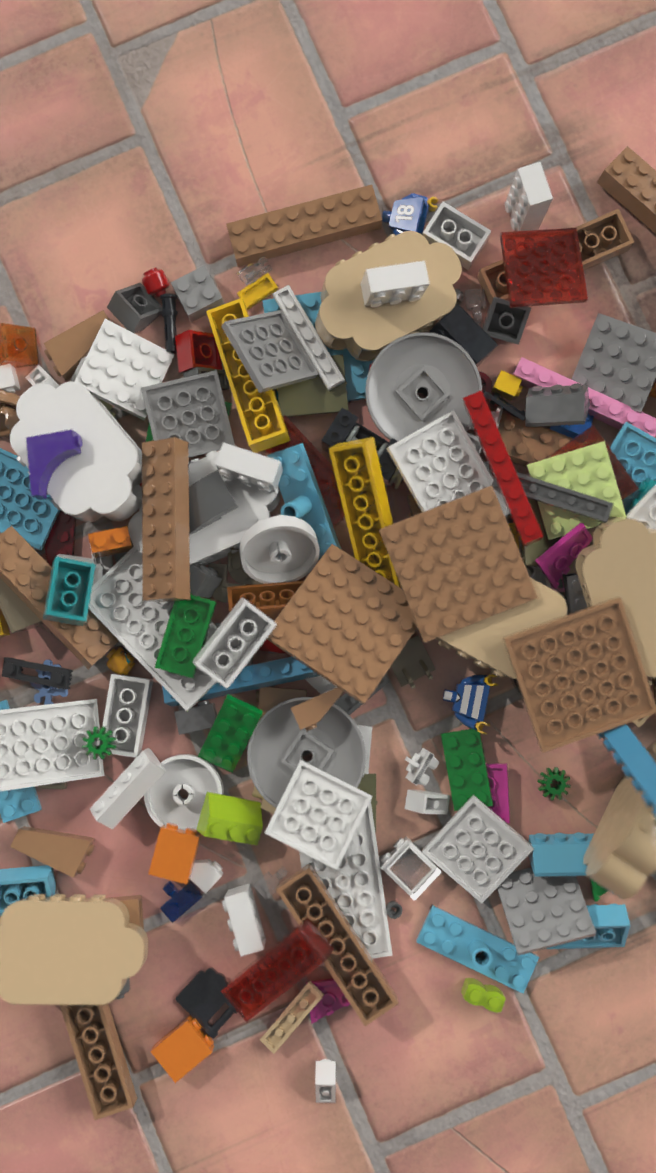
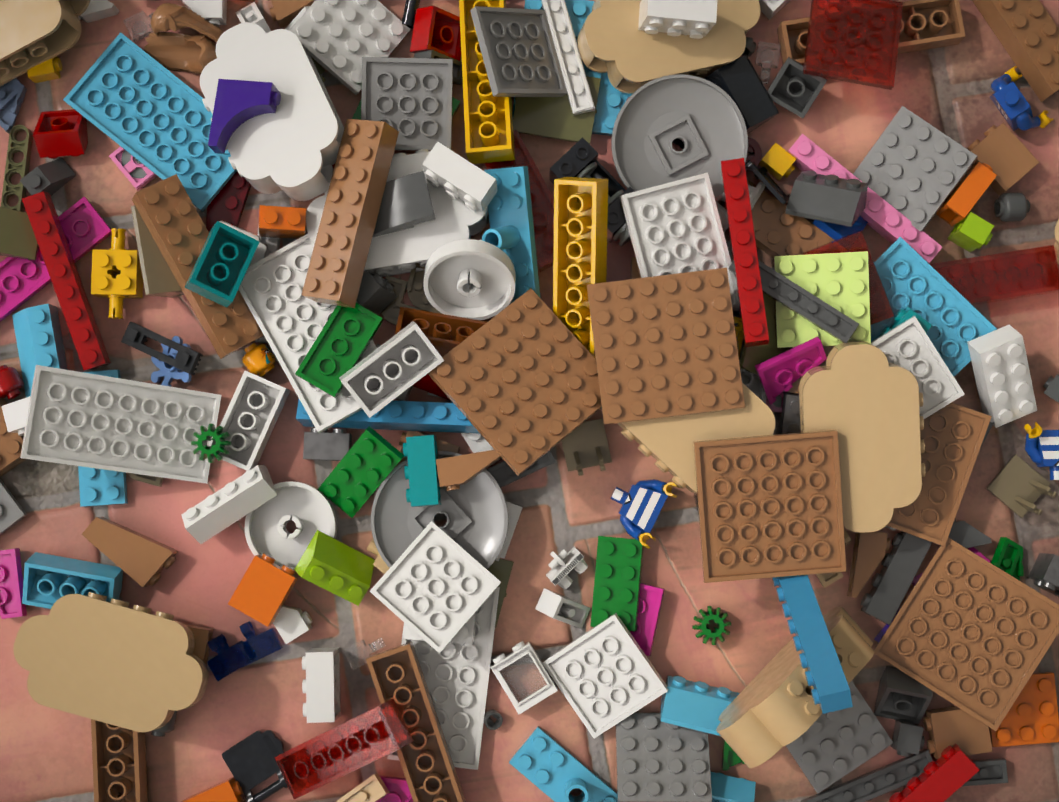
camera: 15 degrees right, 0 degrees up
(160, 917) = (228, 658): none -> clear blue plate
(281, 720) = (422, 471): none -> teal brick

